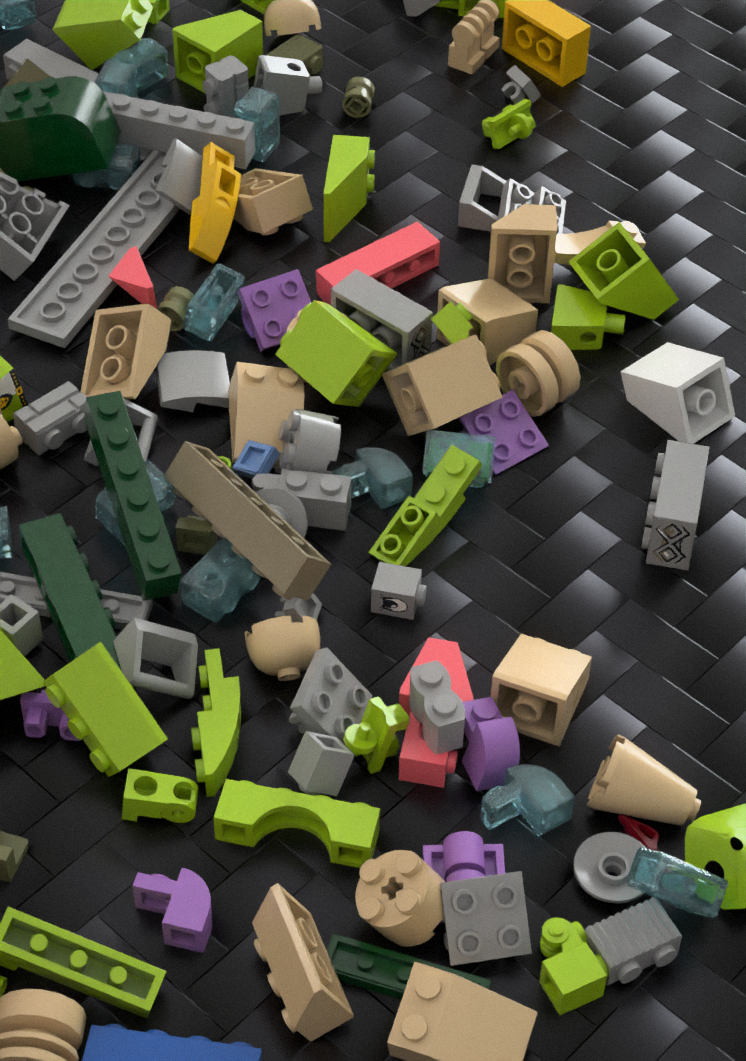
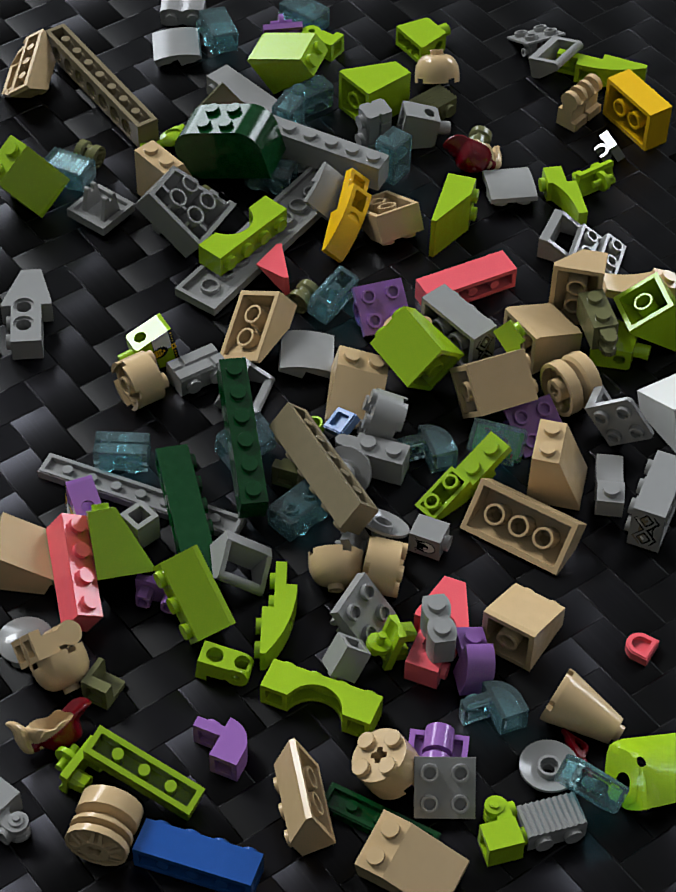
camera: 10 degrees right, 0 degrees up
(65, 265) = (225, 251): none -> lime arch
(341, 584) = (387, 525): none -> light grey dish
(347, 632) = (385, 564): none -> tan brick
(355, 112) = (472, 154): none -> dark red hair
(408, 145) = (509, 186): none -> light grey slope
(476, 145) = (563, 193): none -> lime slope
(512, 560) = (522, 525): none -> tan slope
(541, 480) = (556, 467): none -> tan slope
(556, 292) = (598, 321): none -> olive hinge
(607, 409) = (617, 419): none -> light grey bracket
(610, 495) = (609, 485): none -> light grey slope
(694, 694) = (641, 647): none -> coral tile

